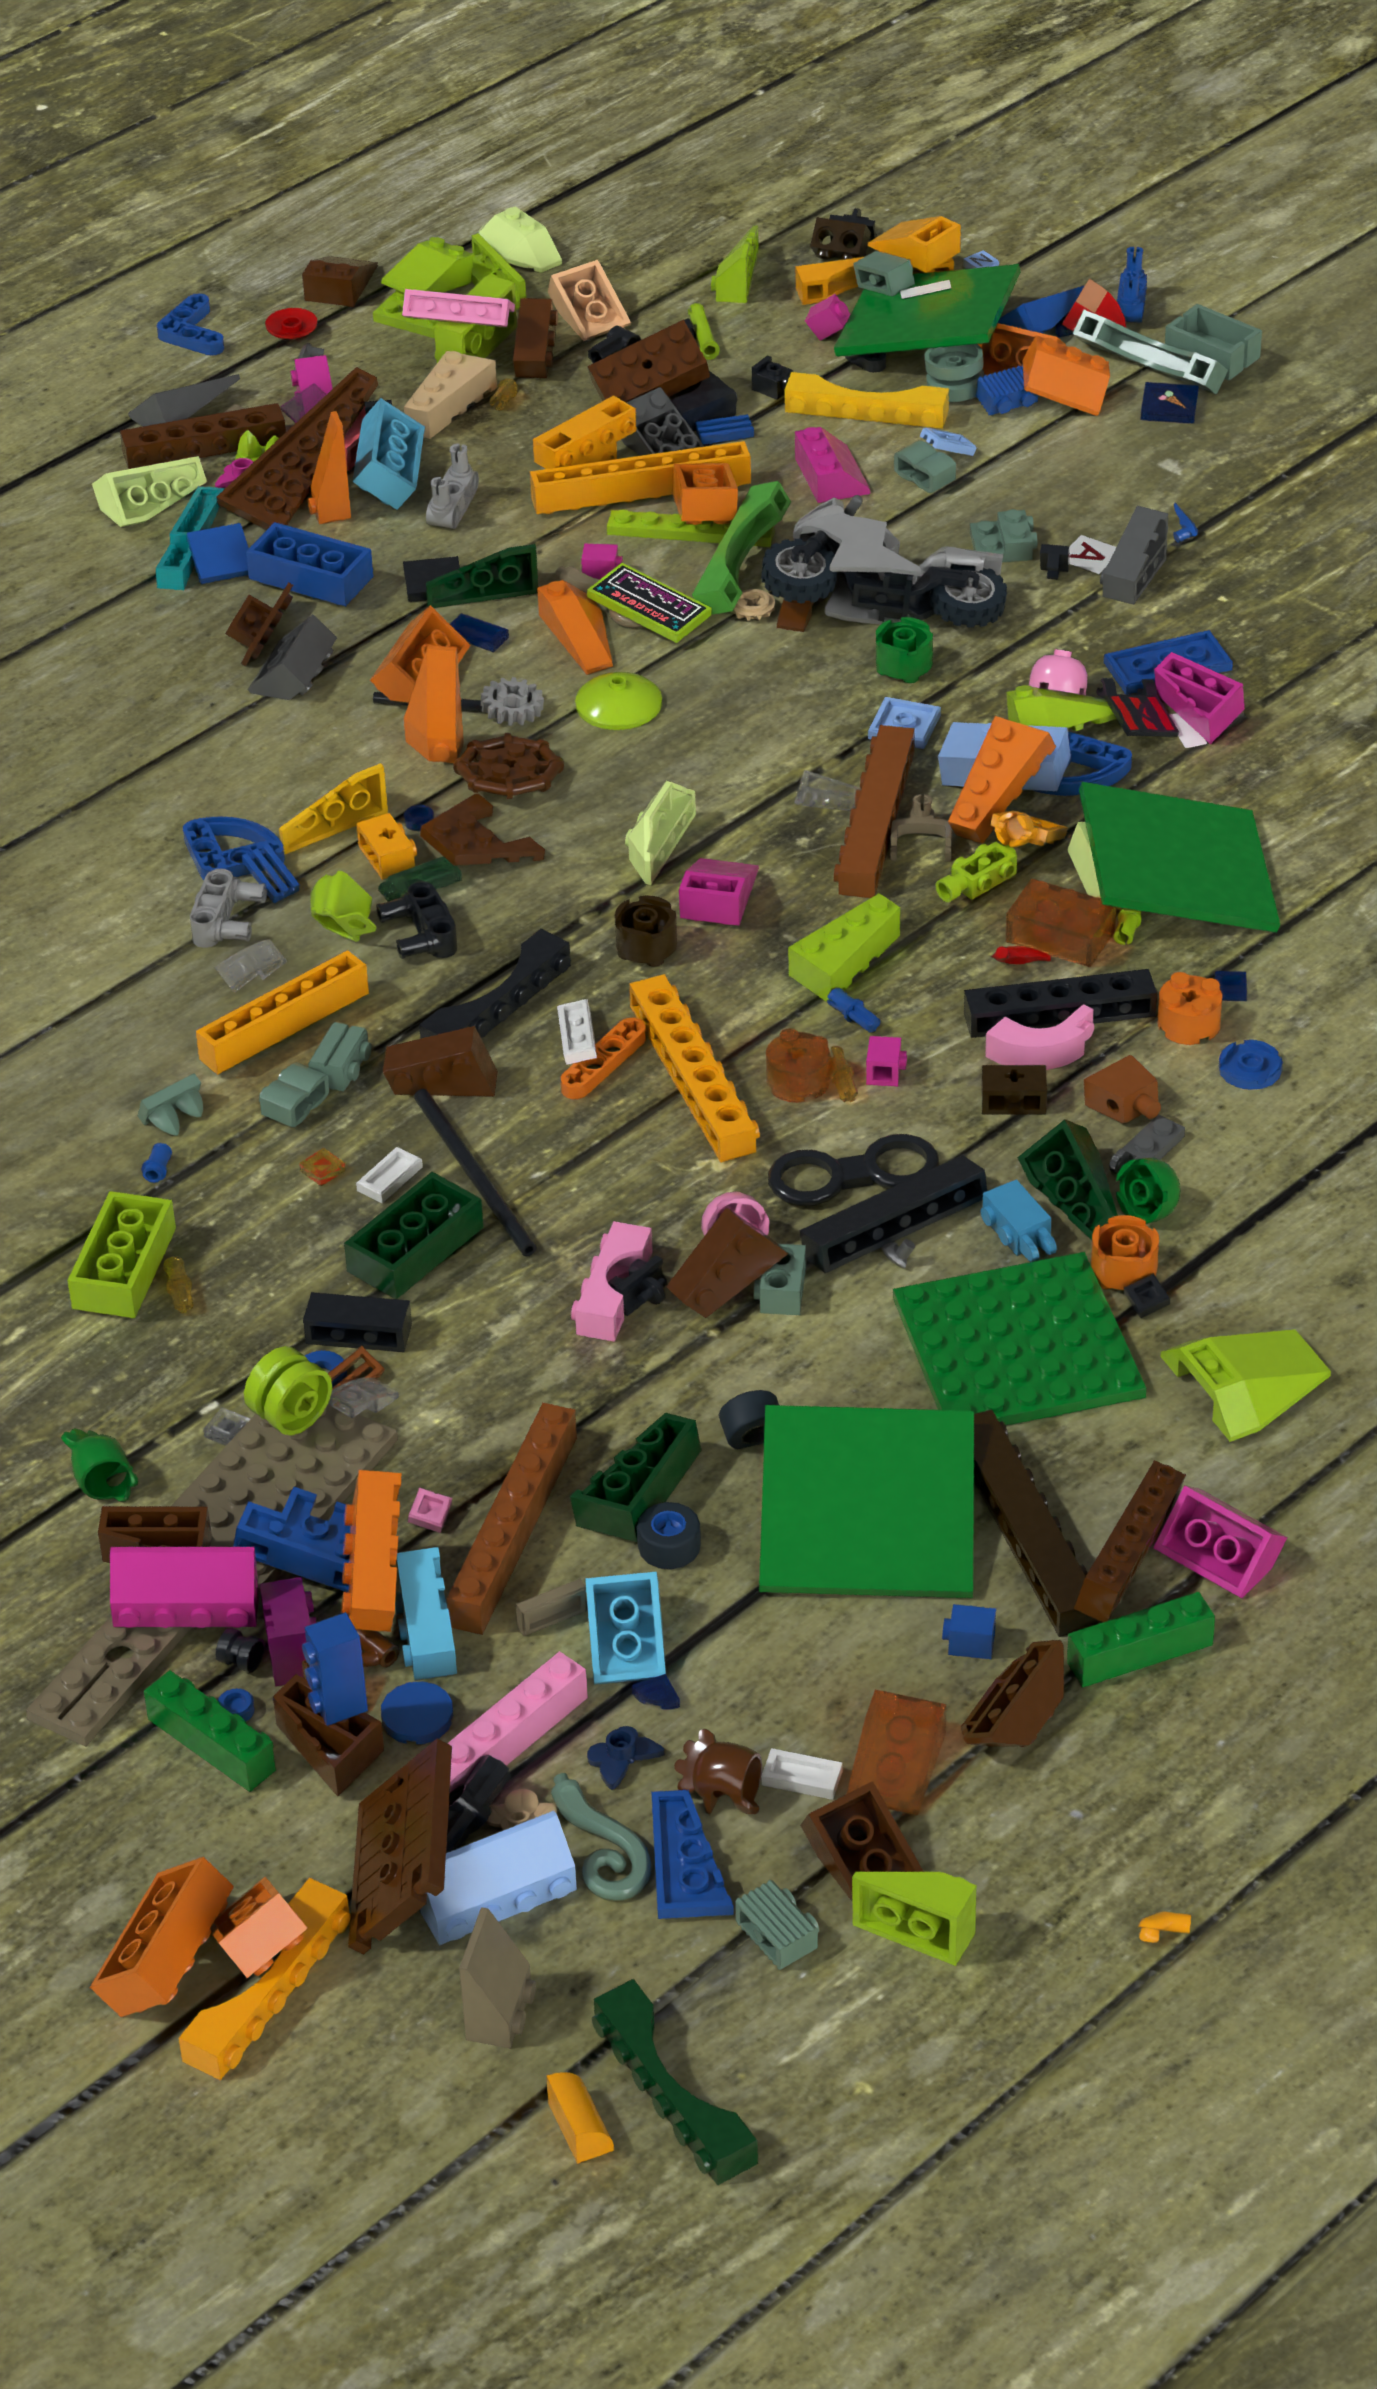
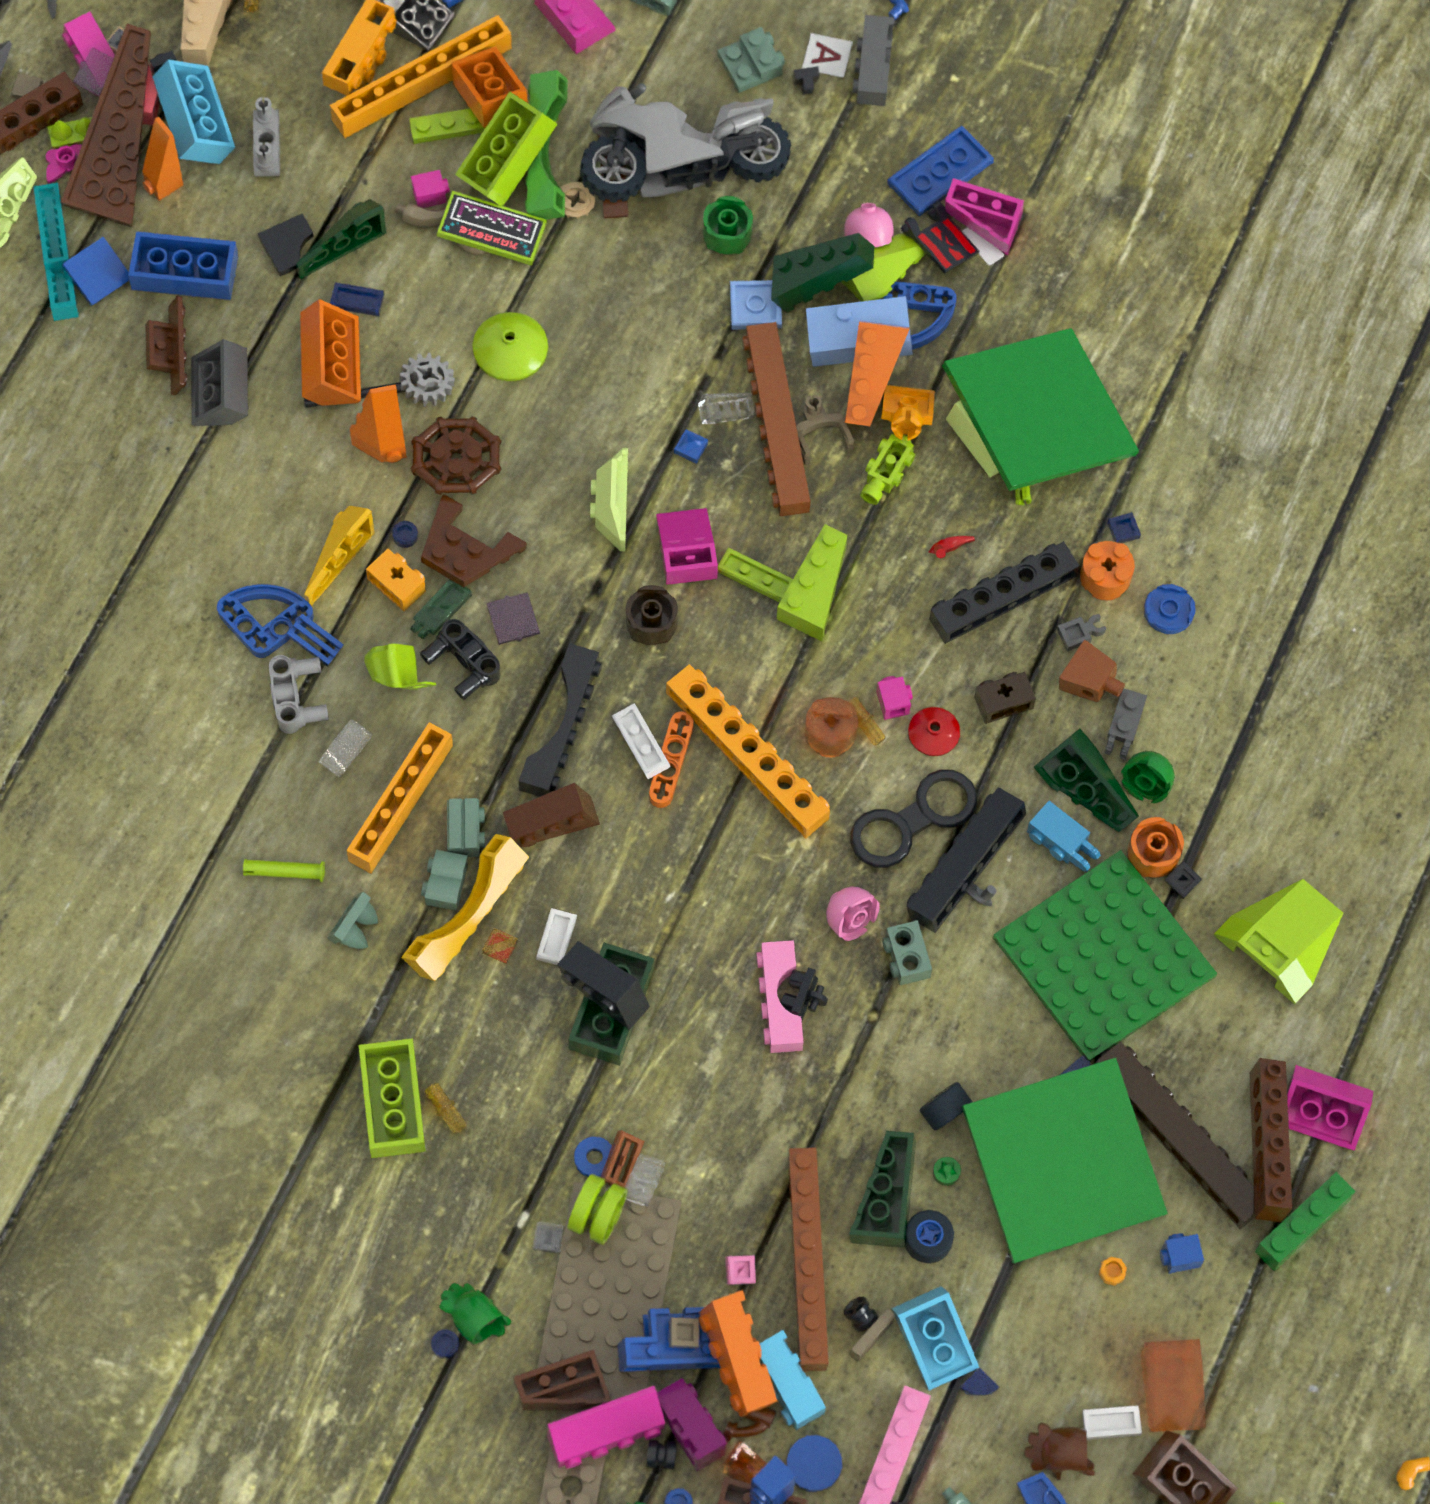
camera: 25 degrees left, 25 degrees up
(54, 1490) = (445, 1344): none -> clear blue tile
(127, 1047) = (284, 869): none -> lime pin
(155, 1167) = (369, 990): blue pin -> none
(246, 1142) = (497, 867): none -> yellow arch
(320, 1520) = (683, 1332): none -> dark tan tile
(357, 1322) = (604, 1102): black brick -> none
(409, 1197) = (604, 984): none -> black wedge
(475, 1173) = (622, 913): black piece -> none
(496, 909) = (513, 618): none -> clear purple piece
(545, 1578) = (860, 1314): none -> black wheel
(576, 624) = (441, 269): orange wedge -> none
(620, 1750) = (976, 1448): dark blue animal -> none
(694, 534) = (506, 149): none -> lime brick
(724, 1263) = (868, 964): reddish brown wedge -> none
(724, 1486) = (946, 1171): none -> green tile
(770, 815) = (691, 446): none -> blue tile
(774, 926) = (754, 575): none -> lime tile
(853, 1010) = (846, 647): blue axle -> none
(877, 1628) = (1112, 1271): none -> light orange tile
(918, 1106) = (934, 742): none -> red dish
(983, 688) = (818, 268): none -> dark green wedge
(1019, 1699) = (1239, 1312): reddish brown wedge -> none
(1053, 1046) = (1005, 648): bright pink arch -> none
(1060, 922) = (971, 504): clear orange brick -> none
(1149, 1055) = (1076, 631): none -> dark grey plate

